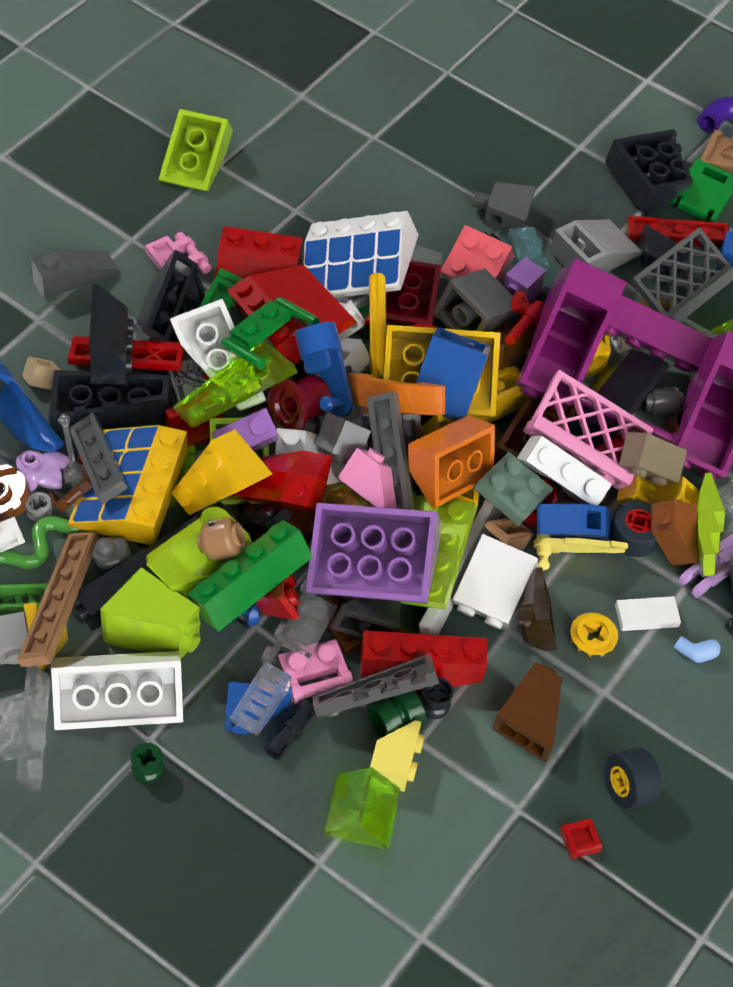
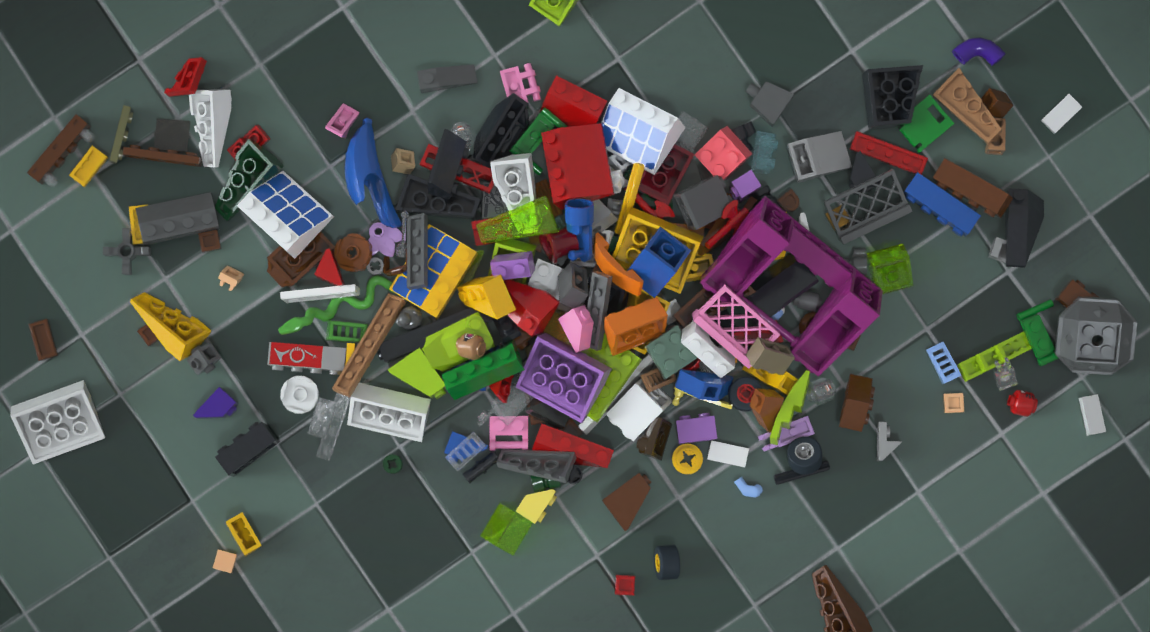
camera: 30 degrees right, 30 degrees up
(262, 325) = (547, 186): green plate -> none
(589, 590) = (696, 429): none -> medium lavender brick

